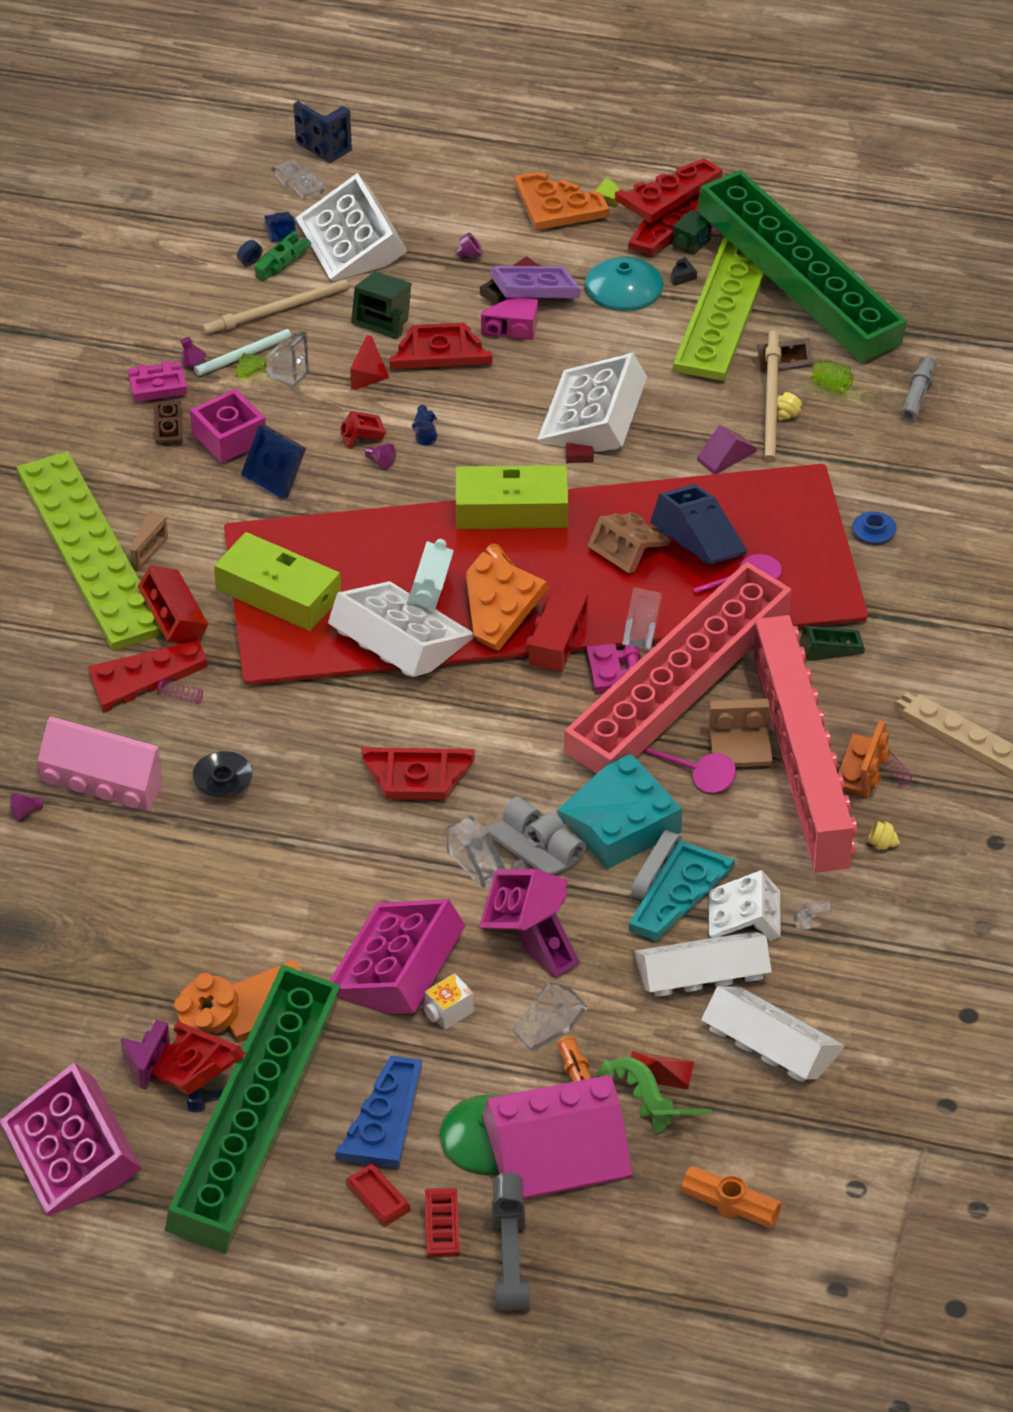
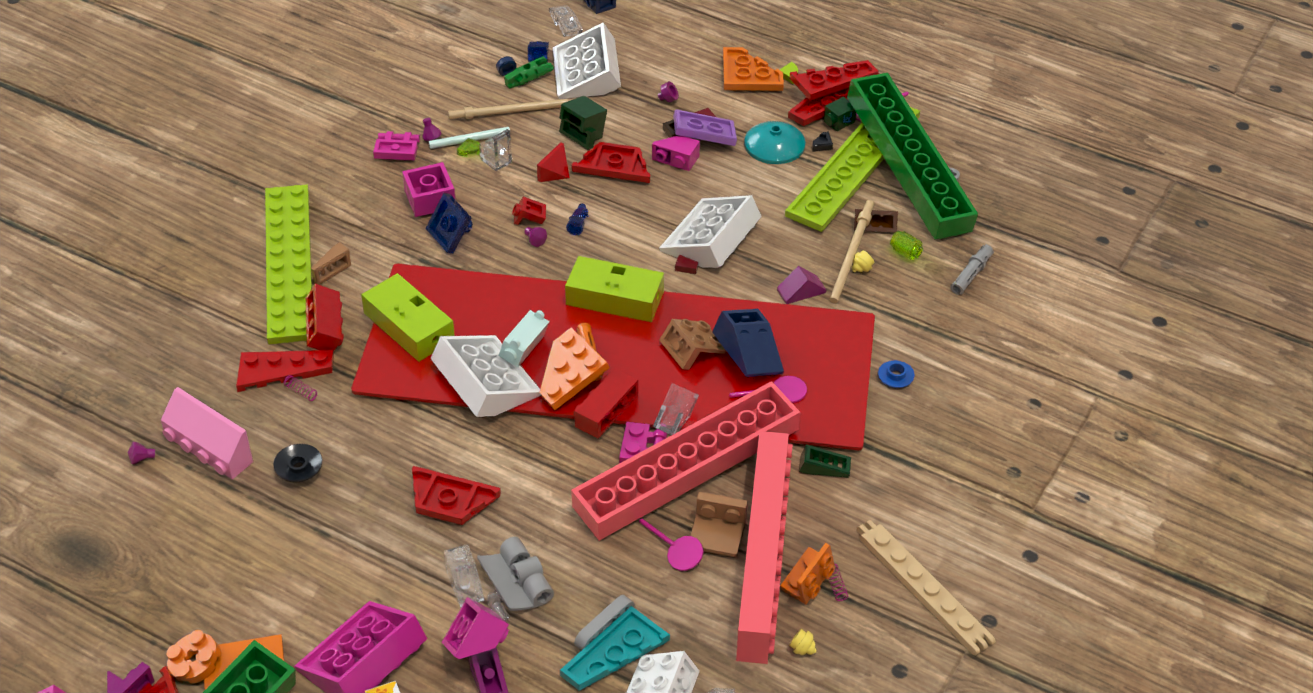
camera: 15 degrees right, 0 degrees up
(168, 422) = (391, 178): reddish brown slope -> none
(621, 812) = (594, 570): teal slope -> none

